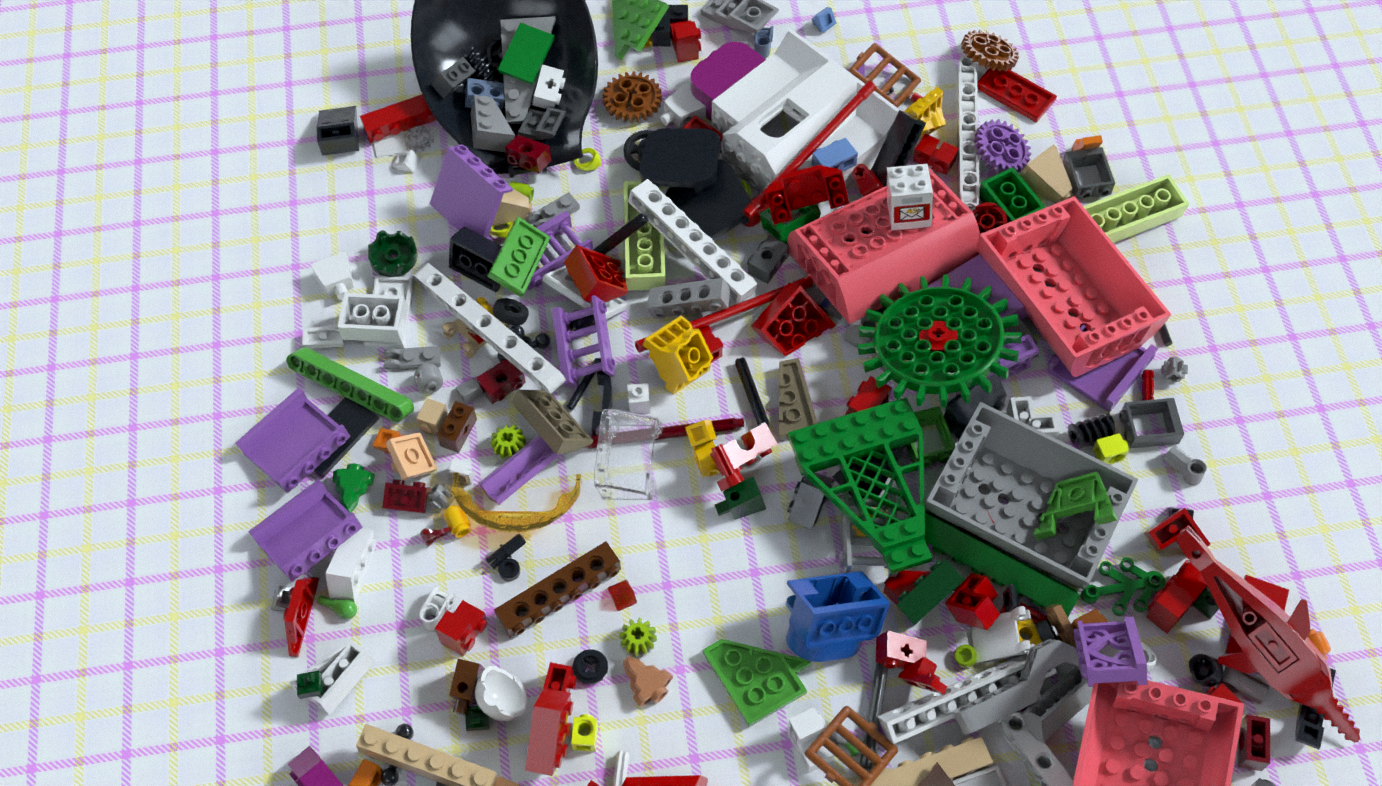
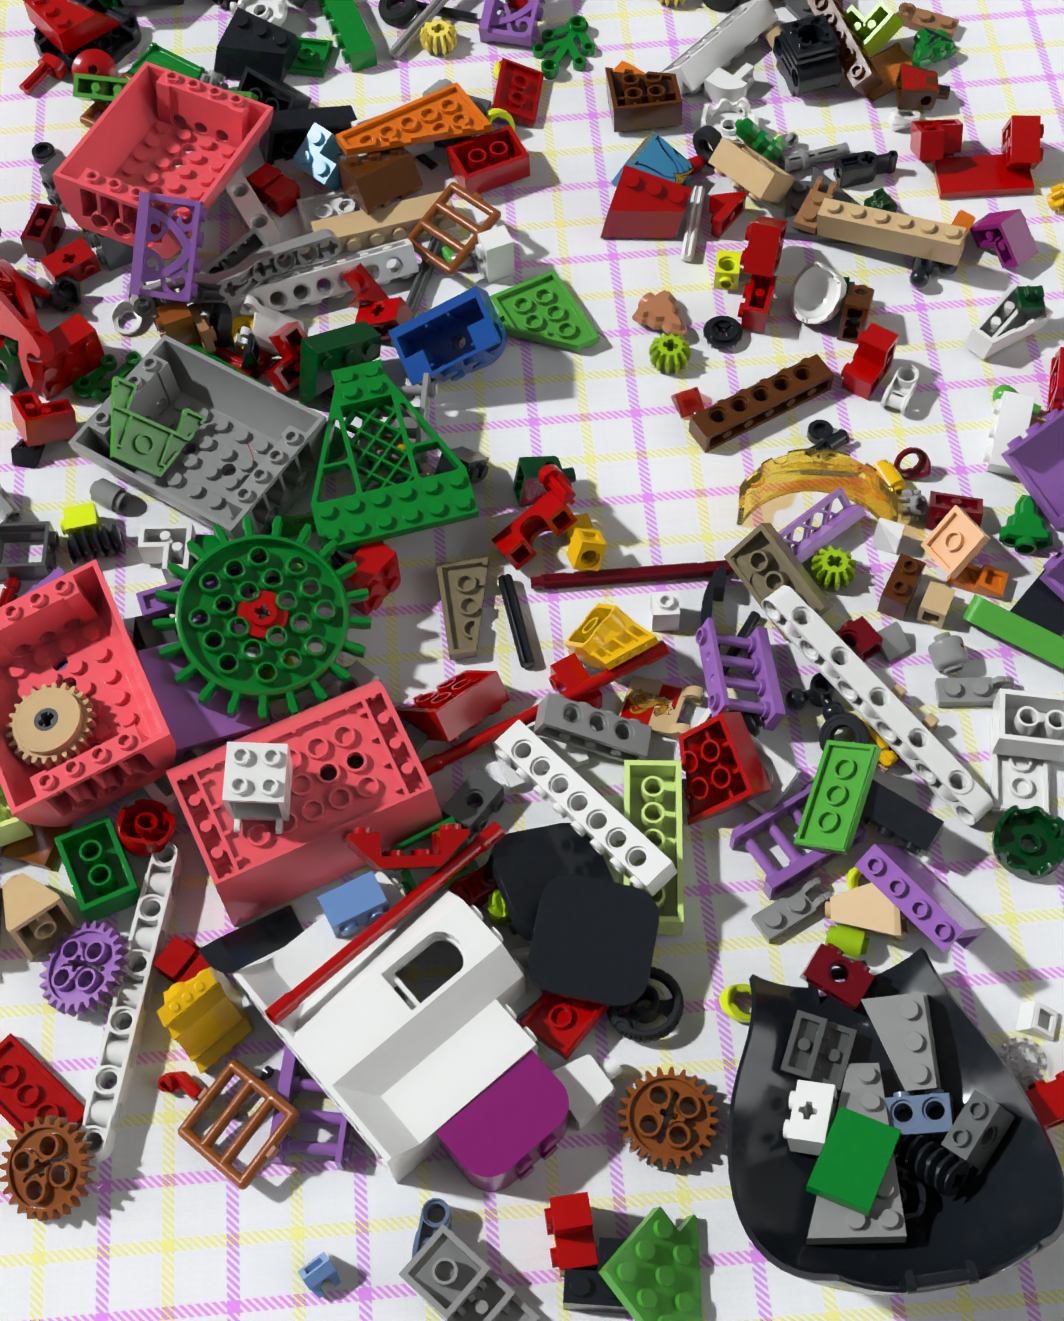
camera: 175 degrees left, 0 degrees up
(622, 234) = (688, 822): black axle -> none
(625, 455) = (680, 533): clear windscreen -> none
(637, 329) = (659, 705): none -> flag
(866, 179) = (303, 904): red piece -> none
(965, 656) = (313, 324): lime tile -> none
(1073, 272) = (51, 725): none -> tan gear

